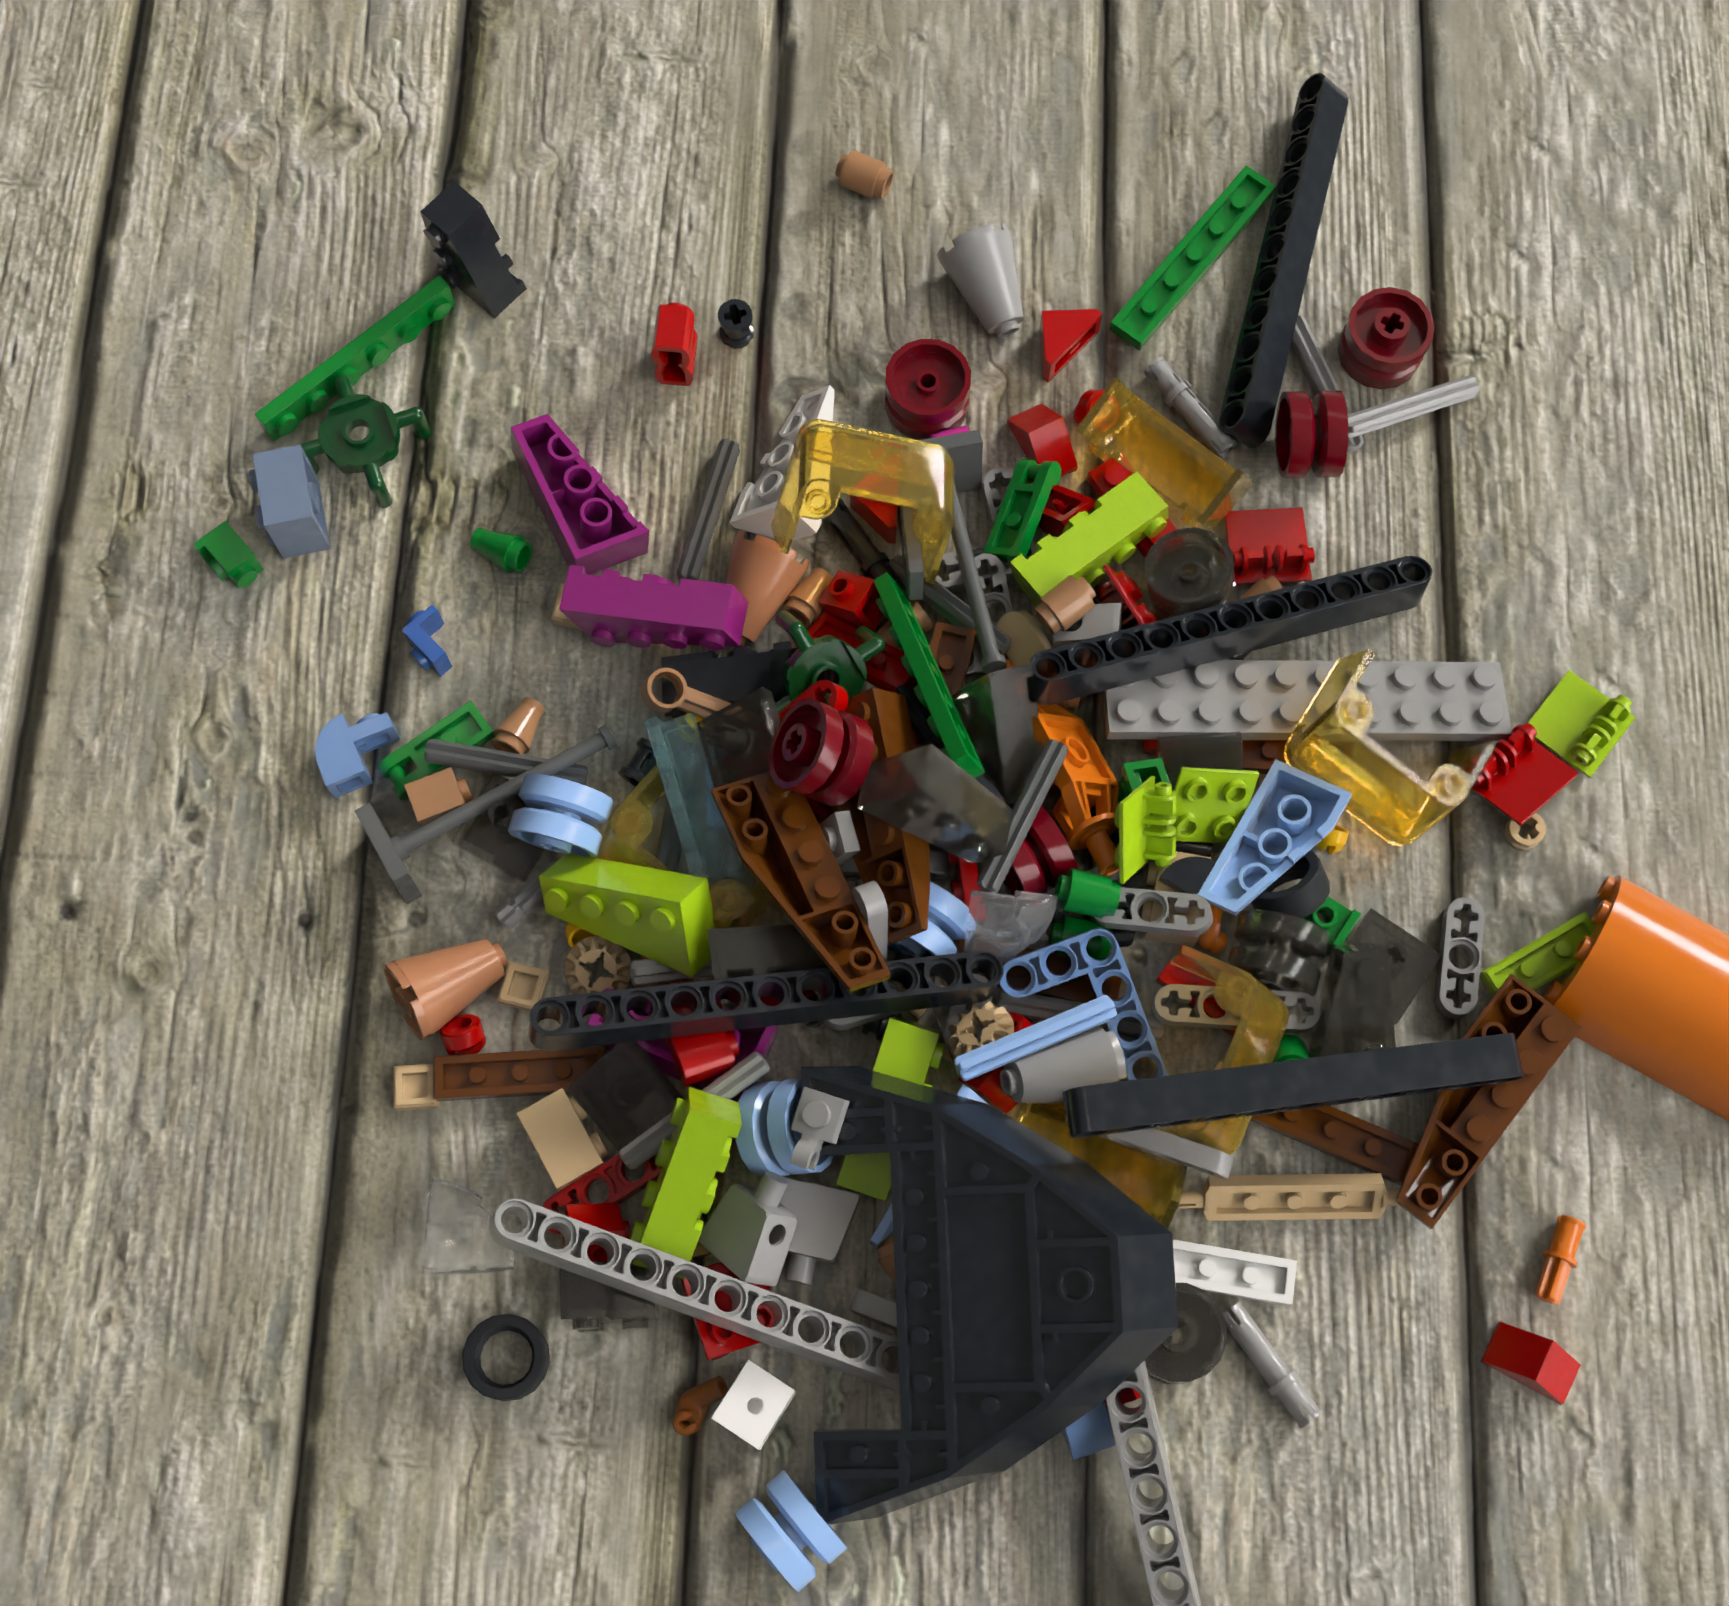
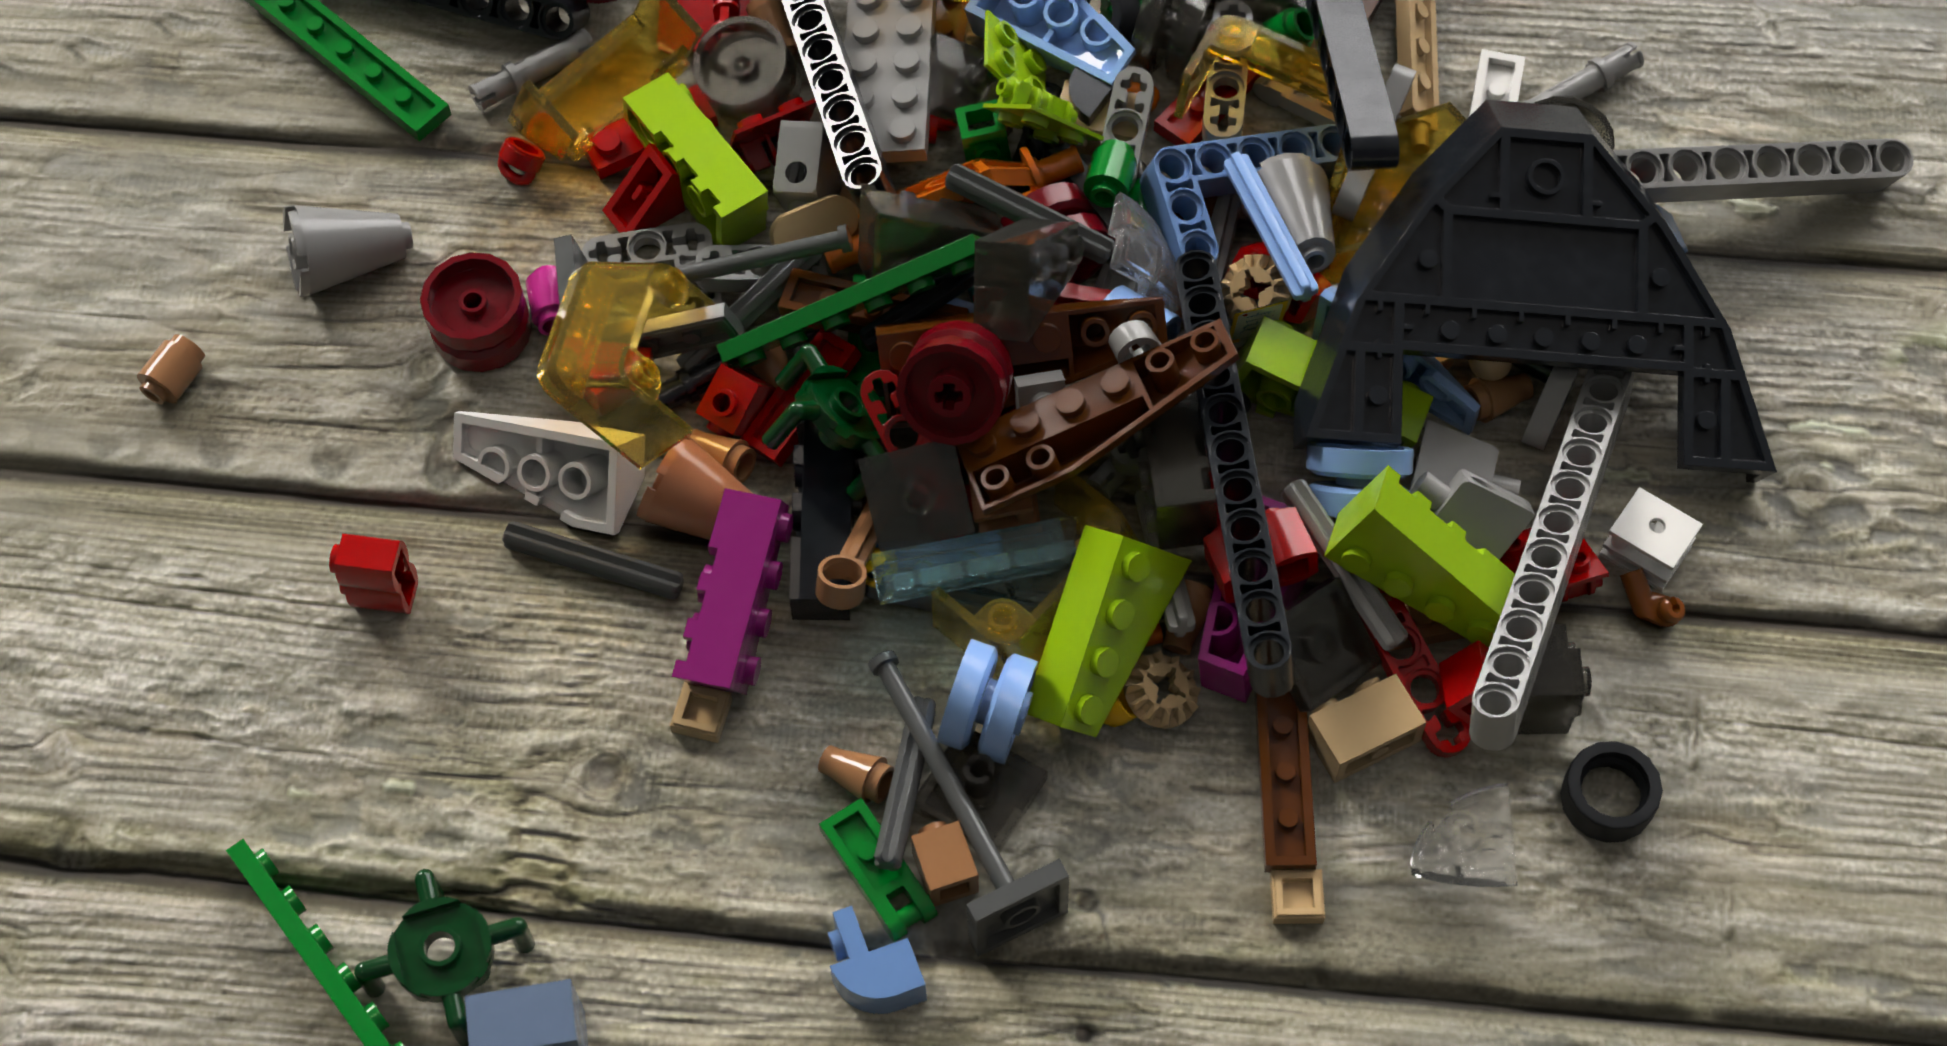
camera: 85 degrees left, 10 degrees down
(425, 649) = (742, 879): blue bracket -> none
(443, 982) = (1182, 855): nougat cone -> none
(463, 1035) = (1237, 838): red tile -> none
(467, 252) = (203, 803): black wedge -> none
(504, 549) = (616, 791): green cone -> none
(523, 902) = (1067, 764): light grey axle -> none
(523, 986) = (1178, 775): tan tile -> none
(579, 508) = (564, 700): magenta wedge -> none
(632, 772) = (914, 633): black bush -> none
(731, 313) = (338, 513): black bush -> none
(786, 1534) = (1782, 496): light blue wheel -> none
(820, 1120) = (1368, 417): light grey plate -> none
(1022, 508) = (646, 223): green plate -> none
(1044, 437) = (549, 210): red slope -> none
(1064, 336) = (428, 183): red slope -> none
(1065, 604) = (779, 168): medium nougat brick -> none

